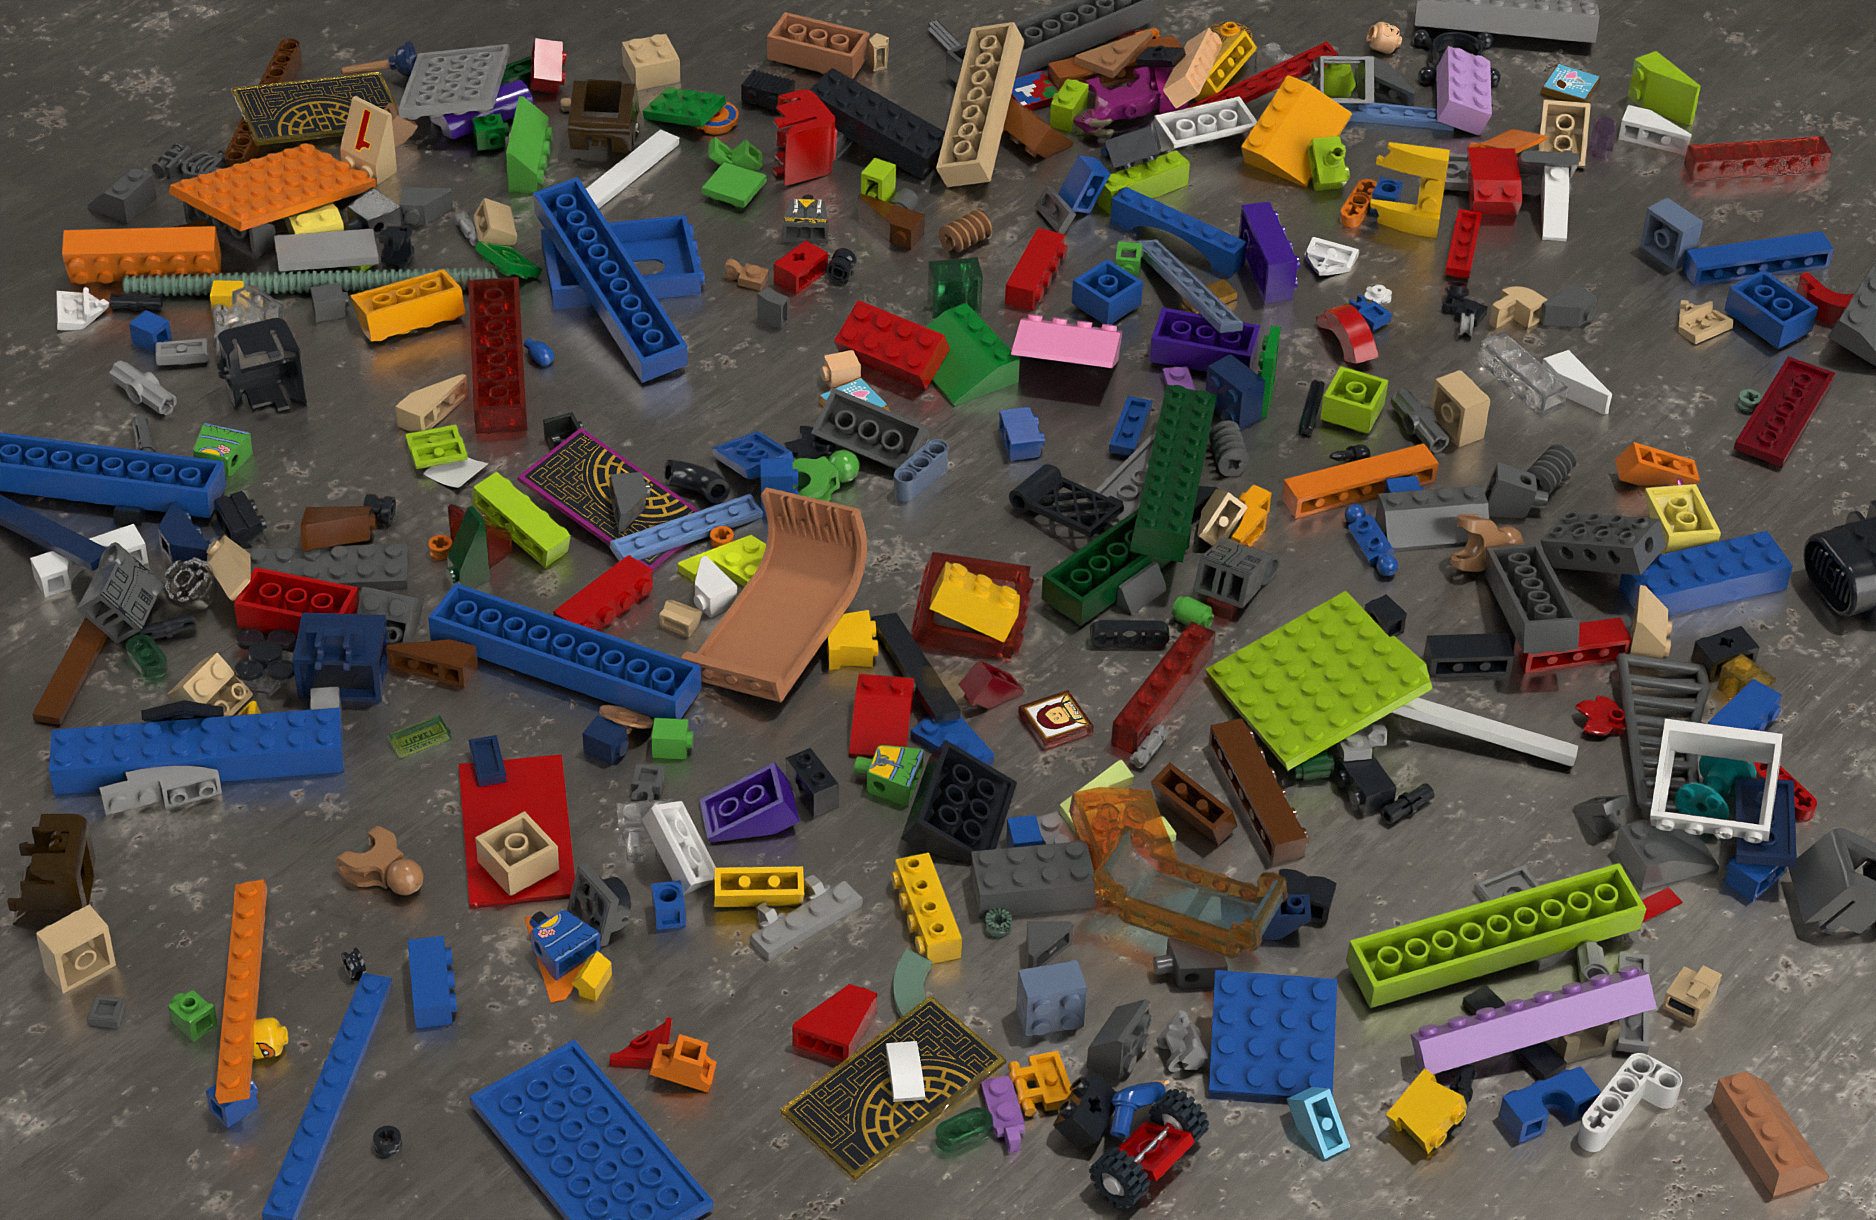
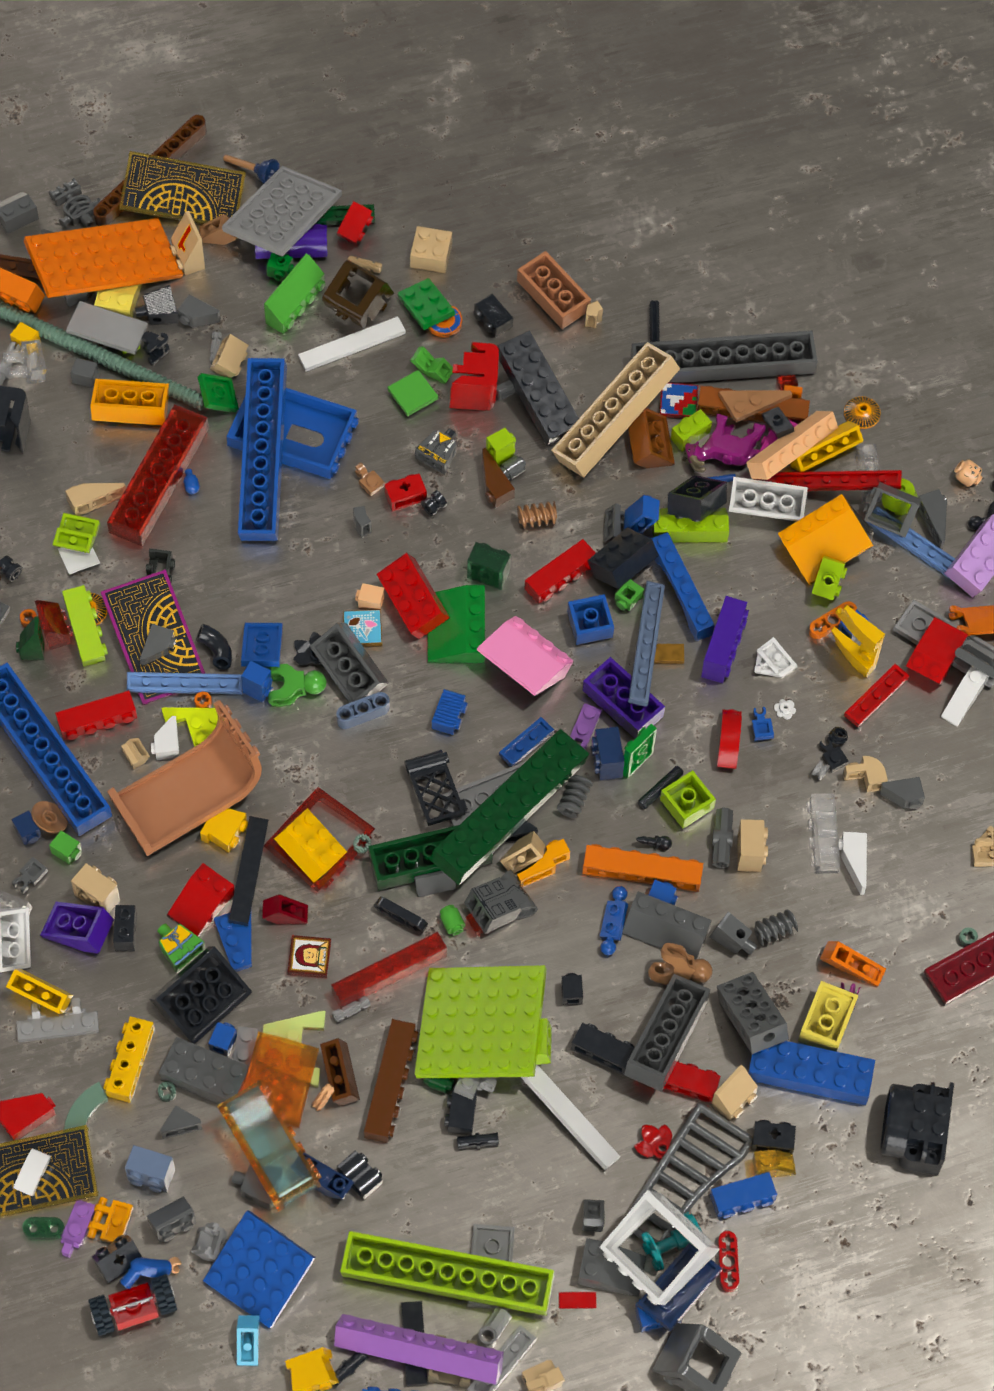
camera: 30 degrees right, 20 degrees up
(744, 750) = (95, 888): none -> tan brick
(1030, 589) = (360, 849): none -> sand green bush
(1096, 226) = (622, 558): none -> black brick
(1196, 835) = (323, 1097): none -> light nougat axle

